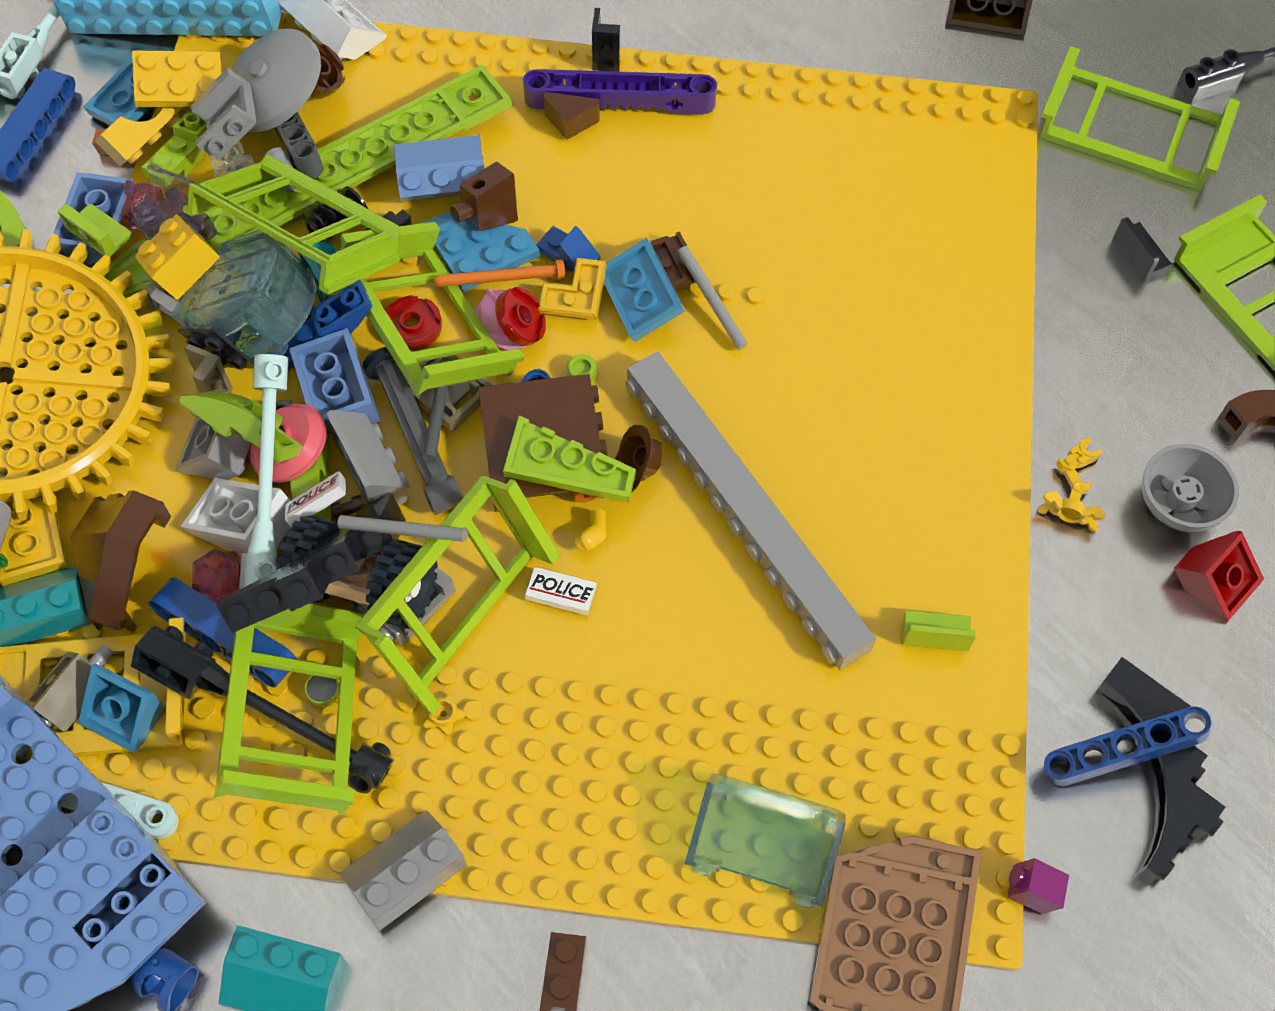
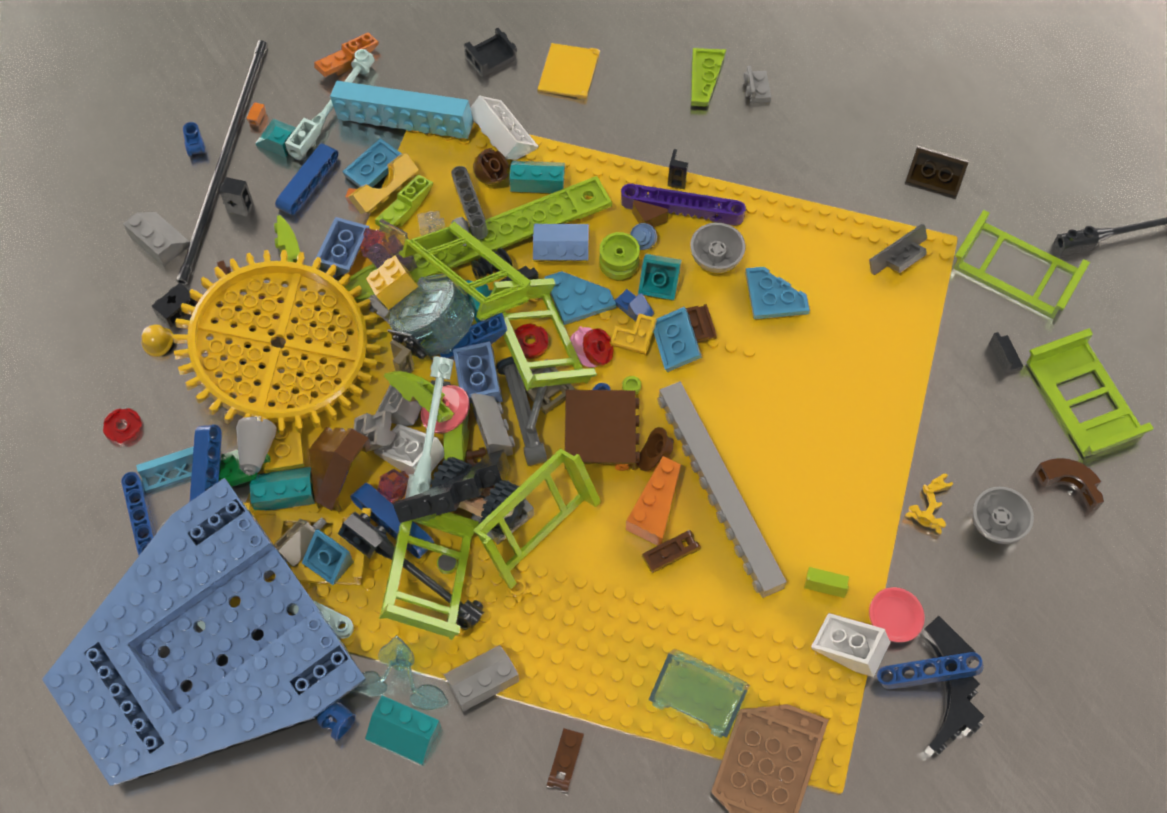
camera: 10 degrees right, 0 degrees up
(95, 228) = (343, 256): lime panel -> none
(173, 77) = (404, 164): yellow plate -> none
(178, 490) = (376, 428): none -> light grey brick
(227, 111) = (432, 191): light grey panel -> none
(259, 855) = (399, 656): none -> clear light blue plant
(281, 74) = (462, 172): light grey dish -> none
(316, 498) = (458, 447): white tile -> none
(389, 79) = (536, 176): none -> teal slope
(402, 528) = (508, 474): light grey bar -> none
(487, 199) = (587, 268): reddish brown torso -> none
(537, 174) = (619, 255): none -> lime wheel
(553, 461) = (603, 442): lime wing -> none
(556, 269) = (590, 317): orange bar -> none
(561, 591) = (598, 524): white tile -> none
(567, 144) = (645, 235): none -> medium blue plate
(594, 534) = (624, 491): yellow arm -> none
(601, 200) = (659, 276): none -> teal slope
(645, 549) = (654, 505): none -> orange wedge
(682, 617) = (670, 551): none -> reddish brown plate
(683, 145) = (717, 247): none -> light grey piece
(712, 297) = (720, 350): light grey bar -> none
(780, 208) = (773, 295): none -> dark azure plate
(961, 122) = (901, 253): none -> dark grey bracket
(995, 722) = (852, 644): none -> white slope
(1038, 886) = (860, 746): magenta brick -> none
(1055, 666) = (897, 613): none -> coral piece
(1220, 573) = (1013, 572): red slope -> none

